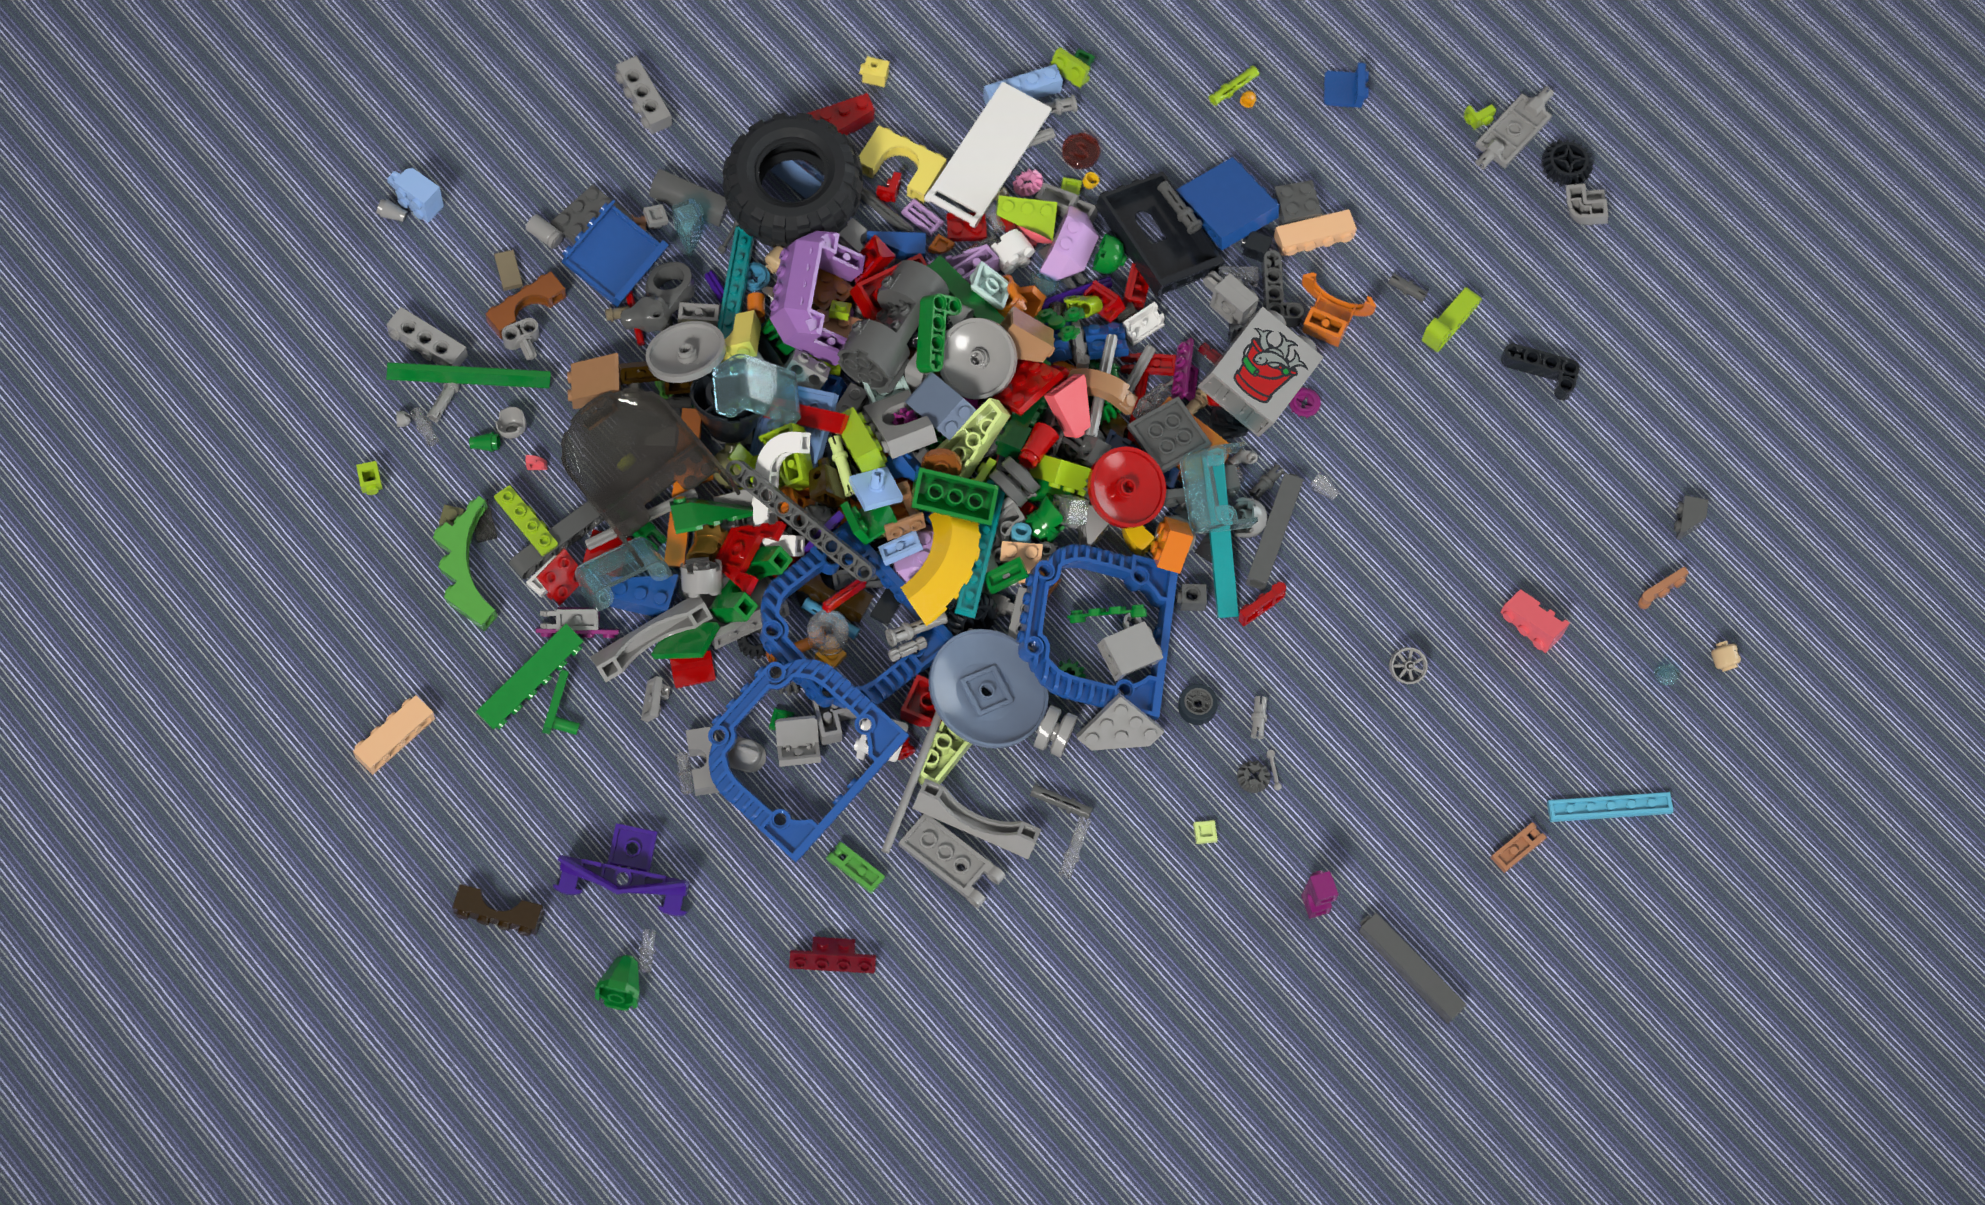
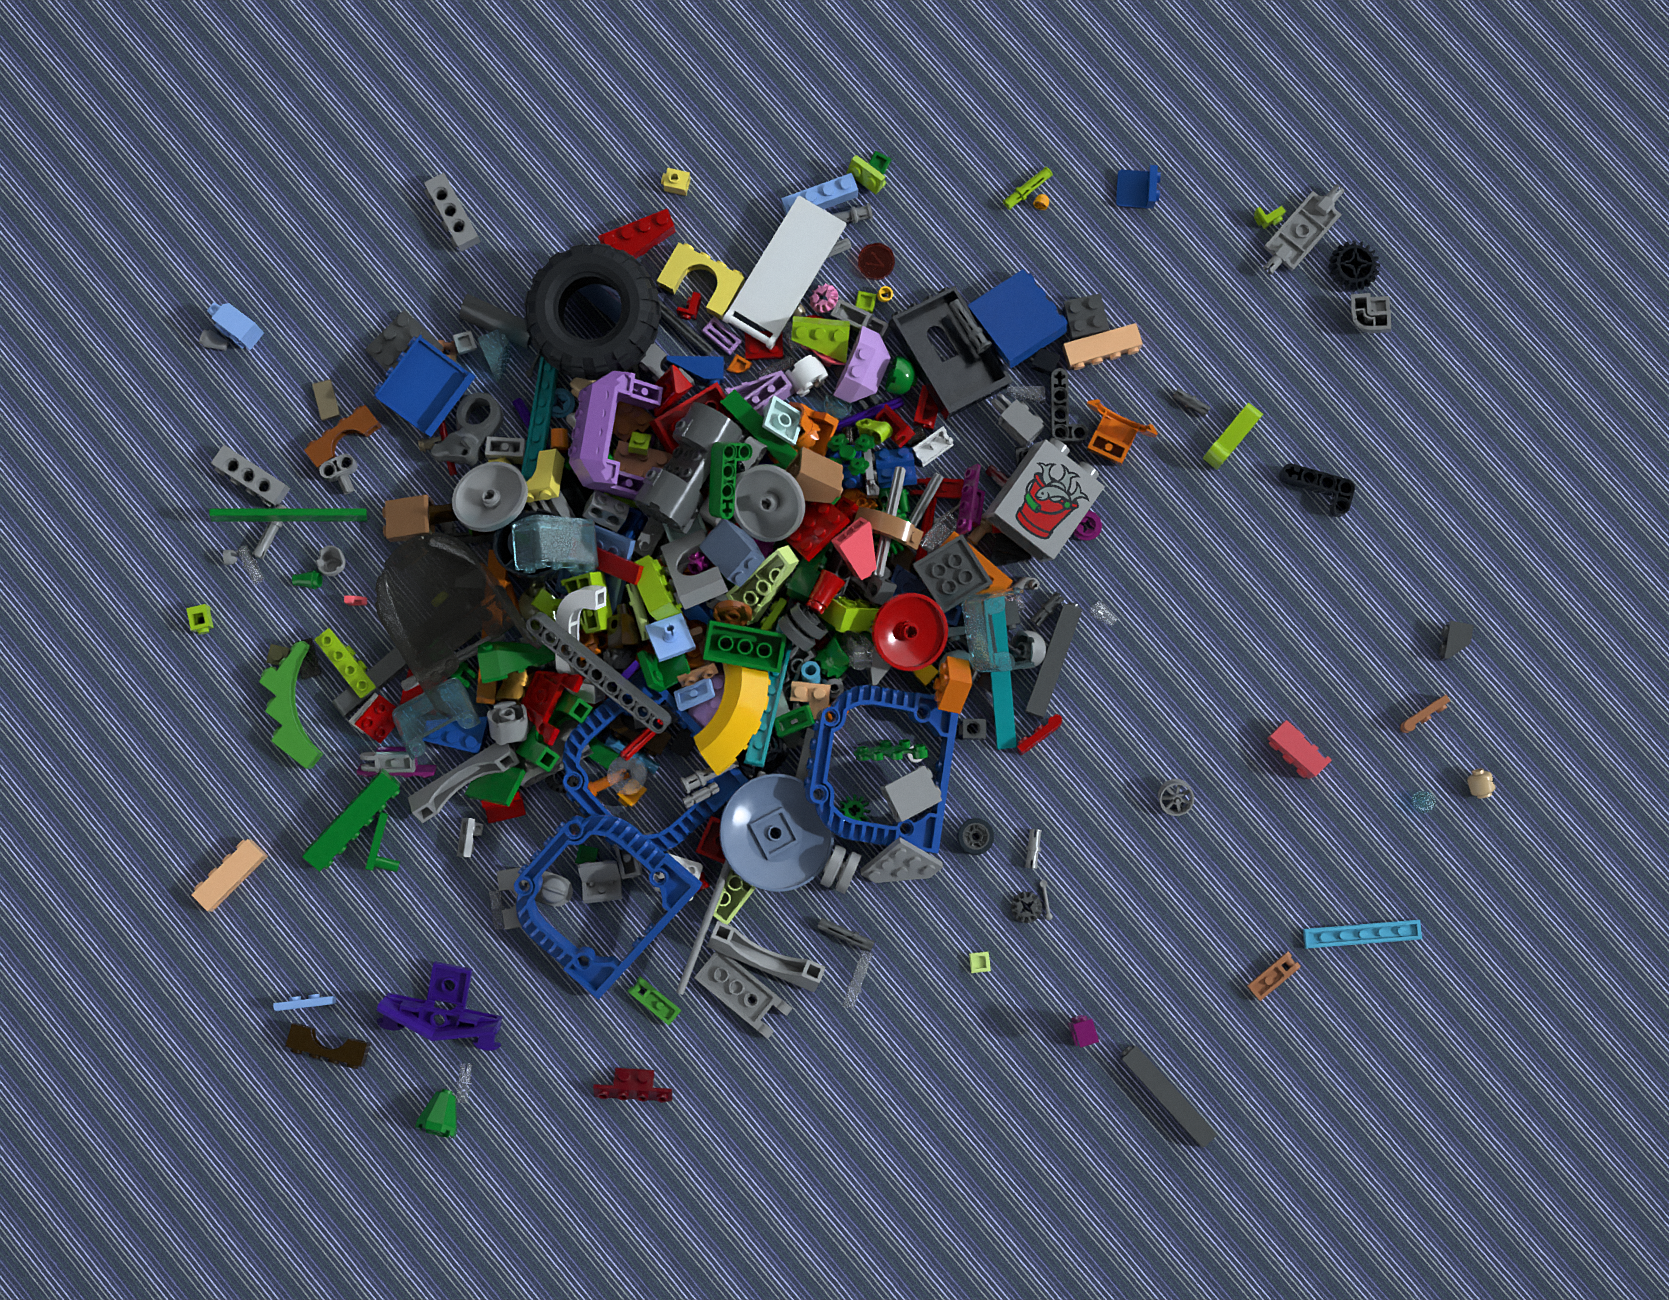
camera: 10 degrees right, 15 degrees up
(464, 866) = (296, 1002): none -> light blue plate
(544, 231) = (359, 360): light grey piece -> none
(798, 618) = (602, 753): none -> green tile

